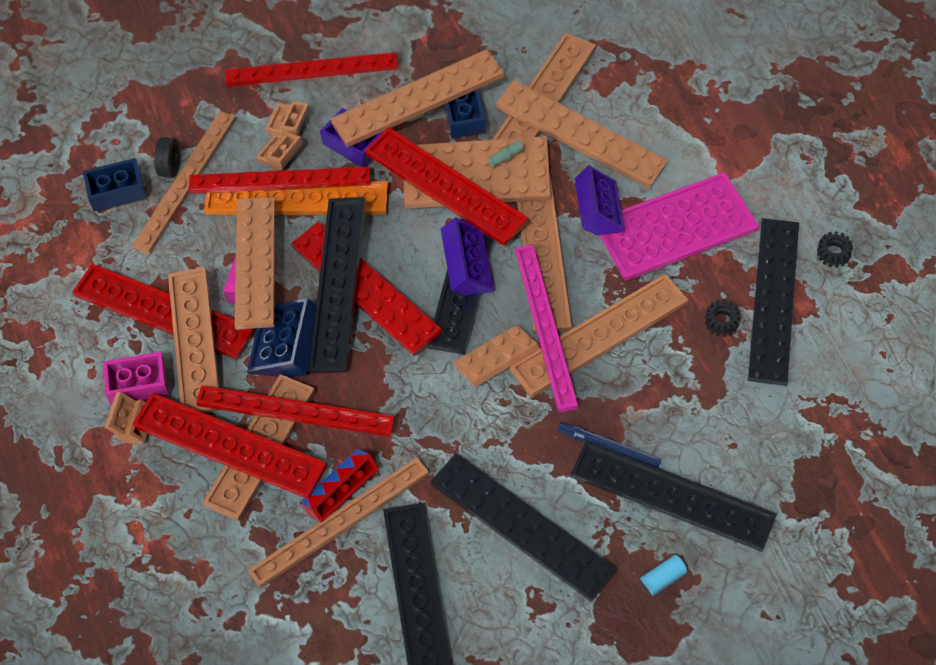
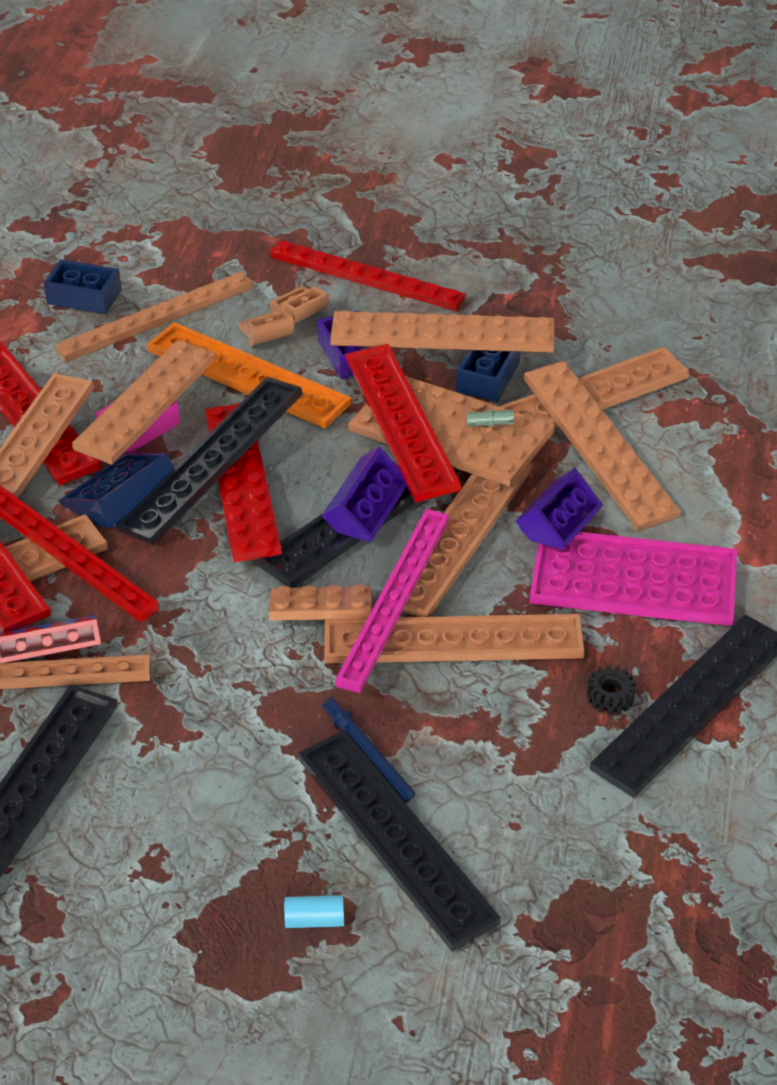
camera: 30 degrees right, 15 degrees down
(167, 157) = (141, 277): black tyre -> none
(279, 180) = (244, 349): red plate -> none
(524, 527) = (205, 785): black plate -> none

